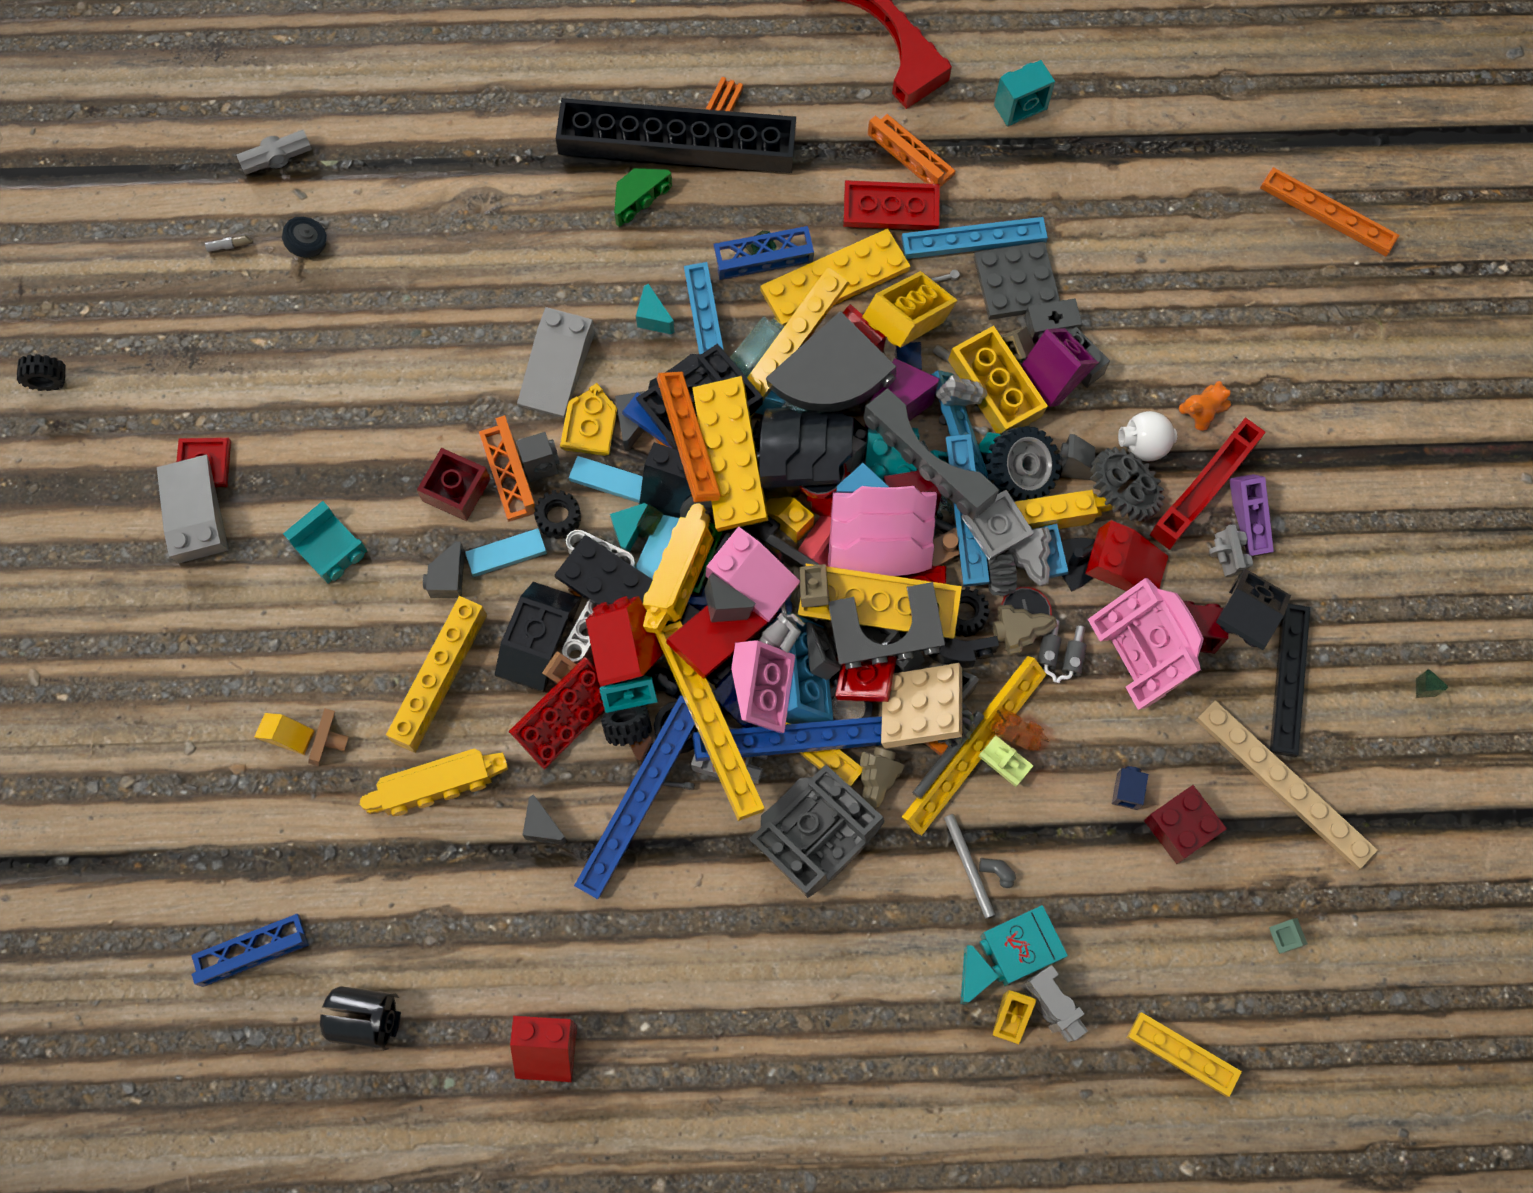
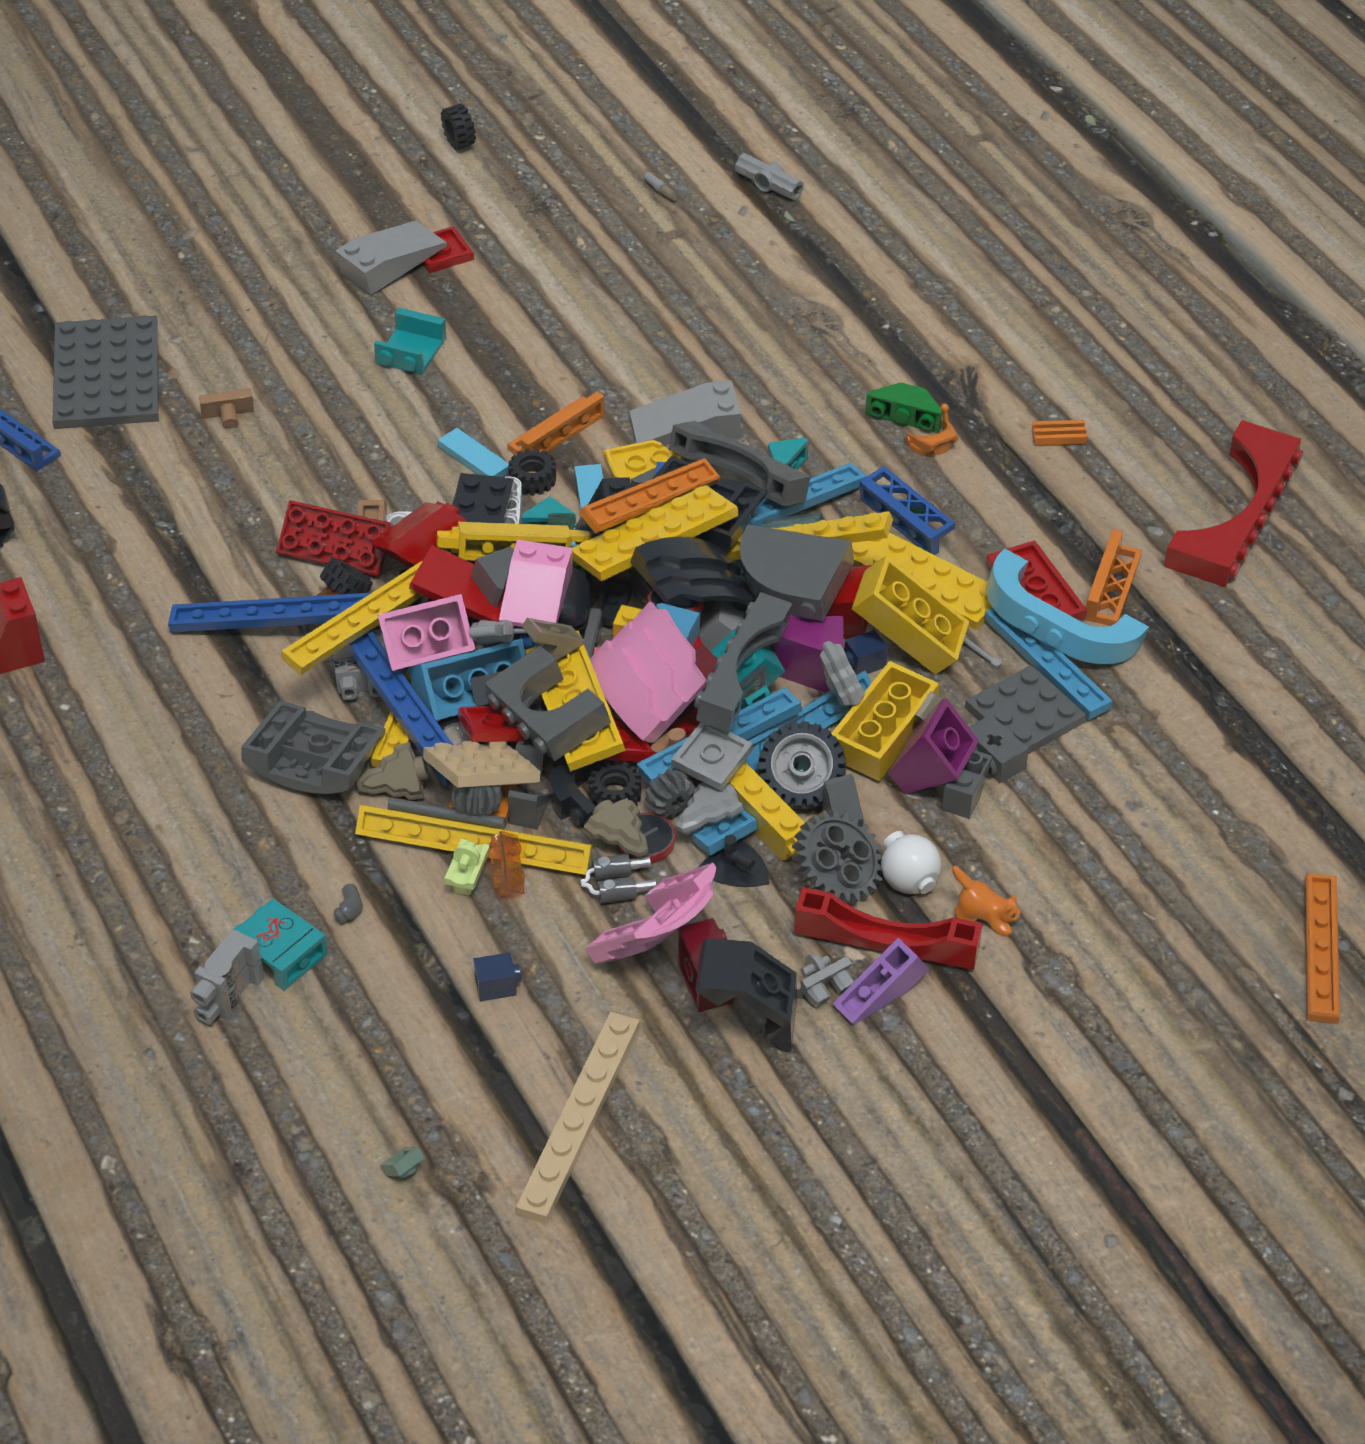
camera: 65 degrees right, 25 degrees down
(202, 830) = (106, 372): none -> dark grey plate
(284, 732) = (218, 378): yellow slope -> none
(304, 237) = (697, 222): black wheel -> none
(433, 781) = (223, 484): yellow hinge -> none
(436, 674) = (326, 449): yellow brick -> none
(446, 573) = (428, 422): dark grey slope -> none
(453, 484) = (515, 392): dark red brick -> none
(534, 635) = (403, 486): black slope -> none
(538, 456) = (576, 430): dark grey brick -> none
(540, 826) = (222, 563): dark grey slope -> none
(628, 694) = (375, 565): teal slope -> none
(676, 135) = (988, 409): black brick -> none
(691, 198) = (936, 443): none -> orange helmet
(698, 330) = (698, 441): none -> dark grey arch
(945, 222) = (1055, 627): none -> medium azure arch
(969, 866) = (348, 878): light grey bar -> none
(975, 974) = (224, 914): teal slope -> none
(1013, 1016) = (196, 955): yellow slope -> none
(1024, 92) = (1244, 631): teal brick -> none
(1125, 557) = (750, 890): red slope -> none
(1184, 824) = (479, 1032): dark red brick -> none
(1184, 1054) = (226, 1113): yellow plate -> none
(1290, 681) = (706, 1083): black tile -> none
(1429, 685) = (772, 1204): clear green slope -> none

